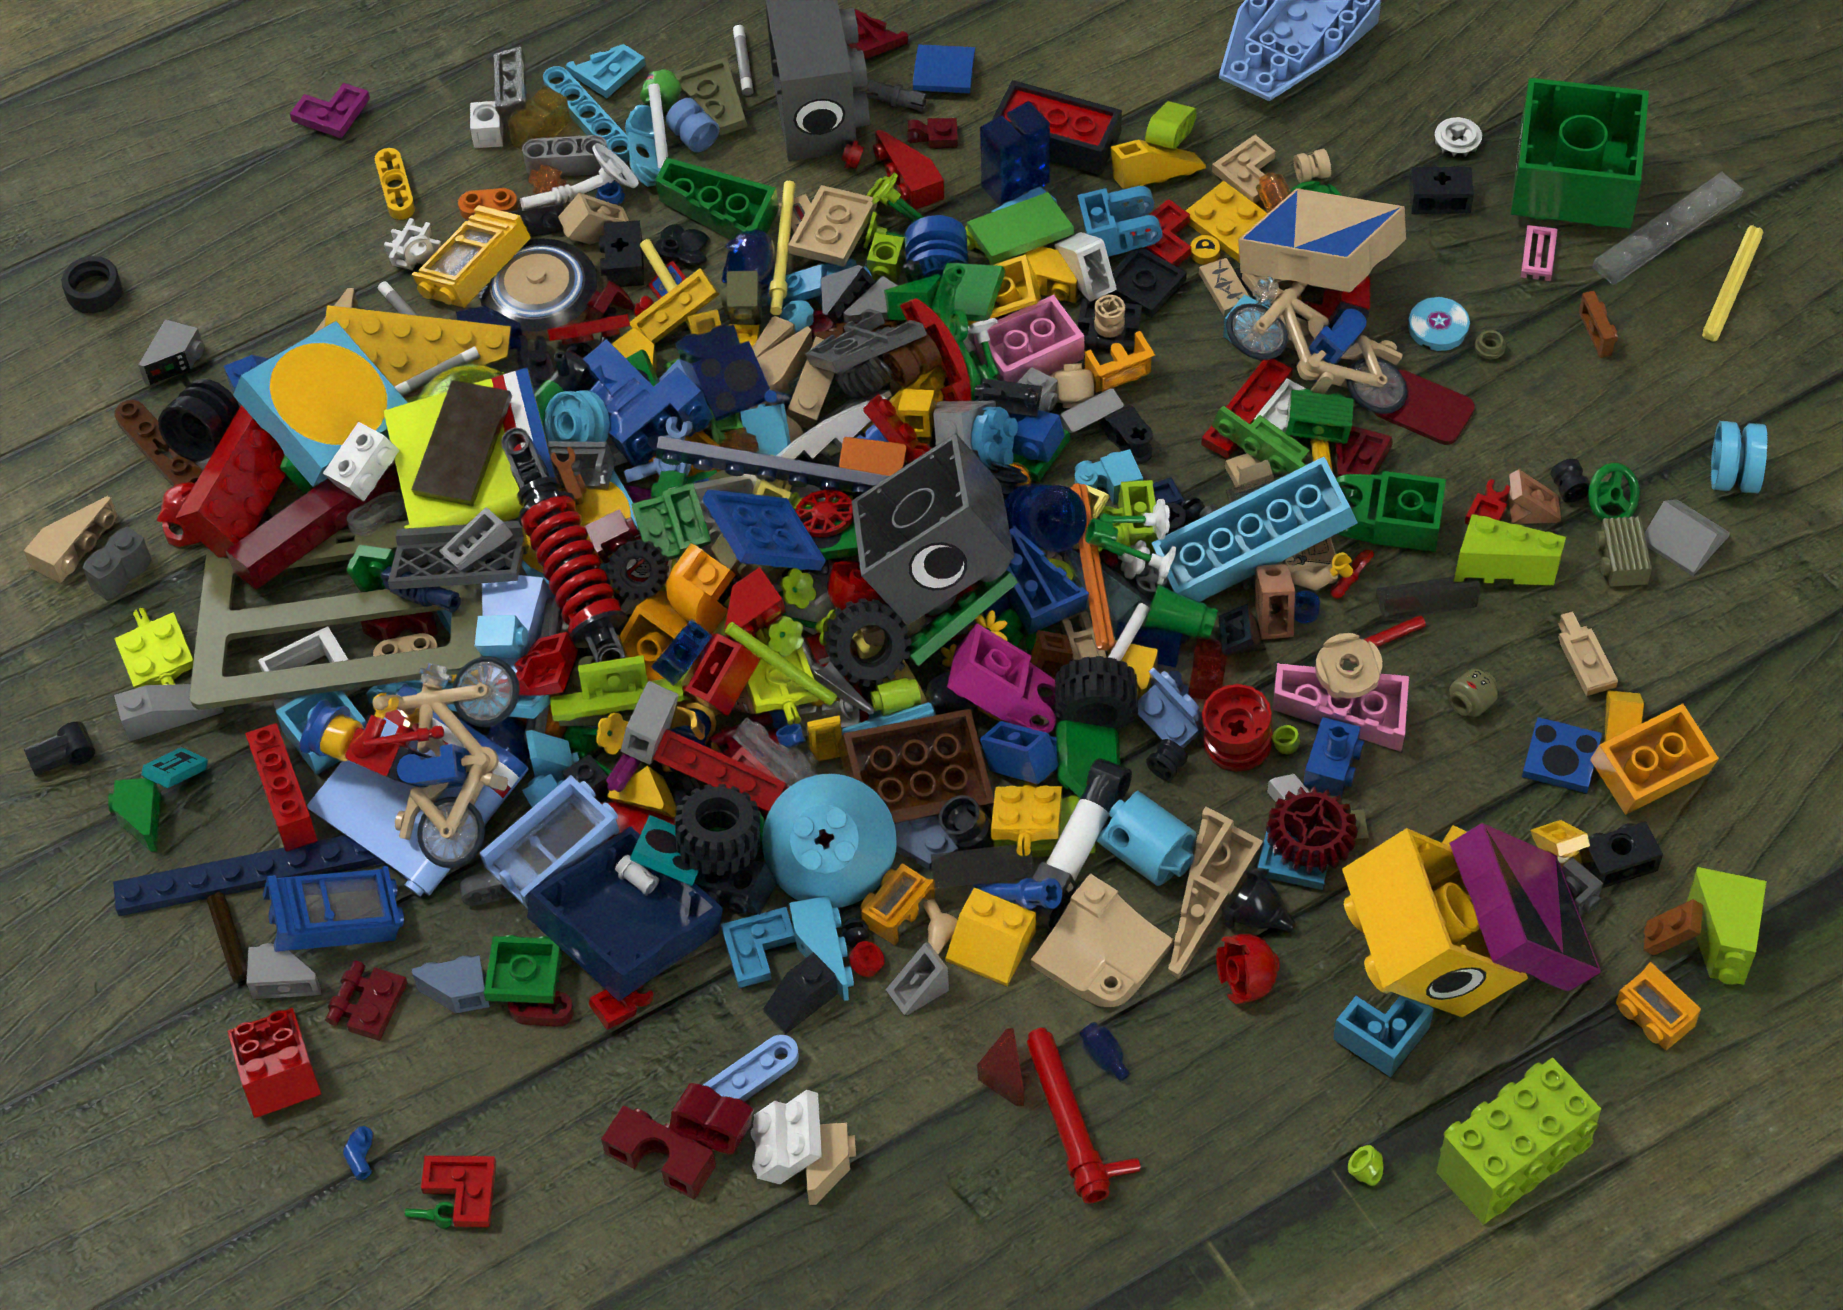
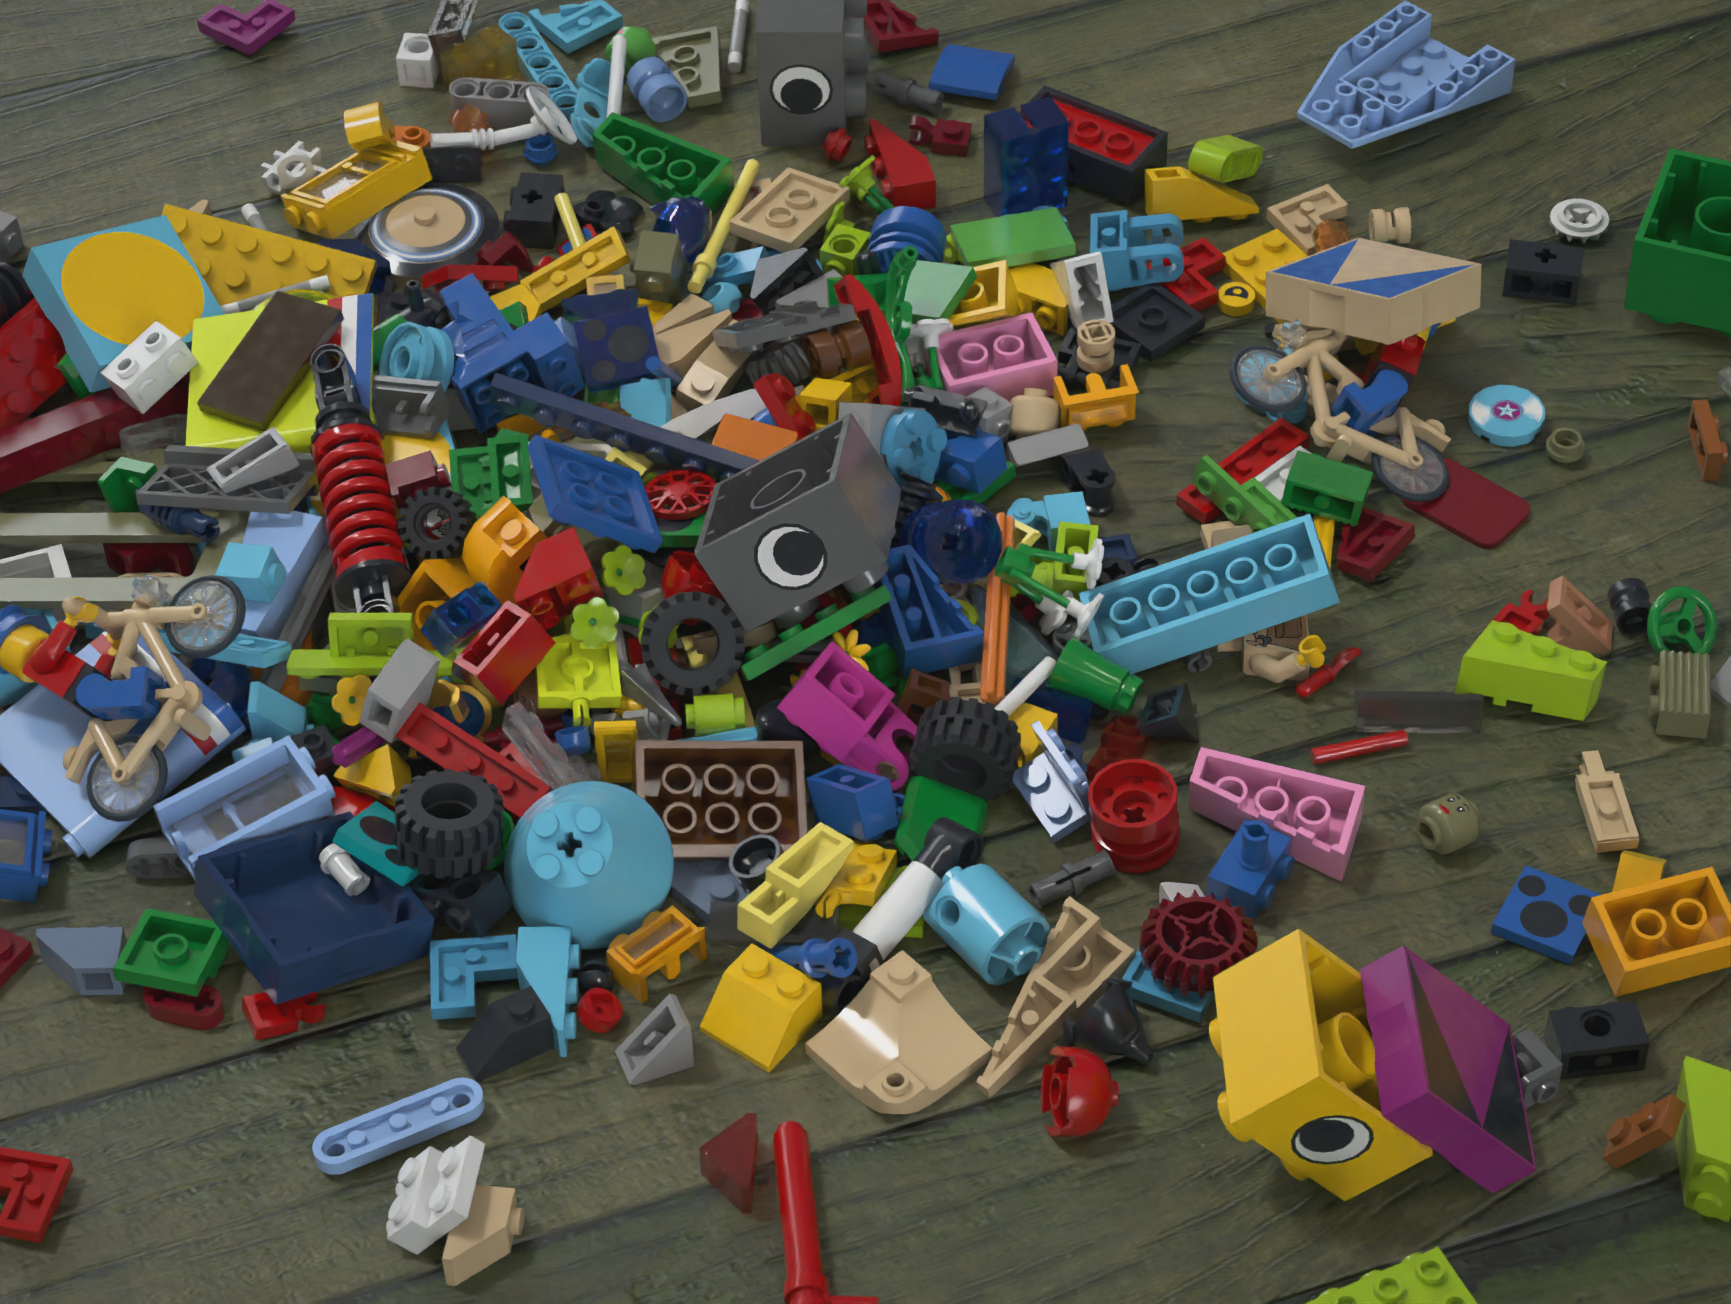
camera: 10 degrees right, 10 degrees down
(387, 176) = (290, 98): yellow beam -> none
(420, 735) = (115, 654): red piece -> none
(469, 201) = (368, 126): none -> yellow brick
(546, 665) = (294, 614): red slope -> none
(571, 483) = (388, 422): dark orange plate -> none
(585, 218) = (500, 164): tan slope -> none
(637, 1134) = (254, 1165): dark red arch -> none
(657, 465) = (514, 422): light blue piece -> none
(711, 1118) = (345, 1154): dark red brick -> none
(780, 663) = (577, 648): lime bar -> none
(940, 927) = (700, 989): tan animal -> none
(996, 834) = (793, 885): none -> light yellow slope
(1104, 1050) = (869, 1162): clear blue plant -> none
(1166, 759) = (1038, 842): black wheel -> none
(1214, 773) = (1071, 879): none -> dark grey pin
(1222, 284) = (1246, 330): tan tile -> none
(1276, 587) = (1219, 673): nougat torso -> none
(1286, 739) = (1196, 843): lime hinge -> none
(1312, 613) = (1255, 690): clear blue bush -> none
(1340, 682) = (1282, 780): tan plate -> none
(1381, 1037) = (1231, 1202): dark azure brick -> none
(1395, 509) = (1396, 604): green brick -> none
(1537, 271) = (1645, 374): bright pink tile -> none
(1561, 840) = (1522, 1011): yellow slope -> none
(1658, 1007) = (1605, 1226): light orange window -> none

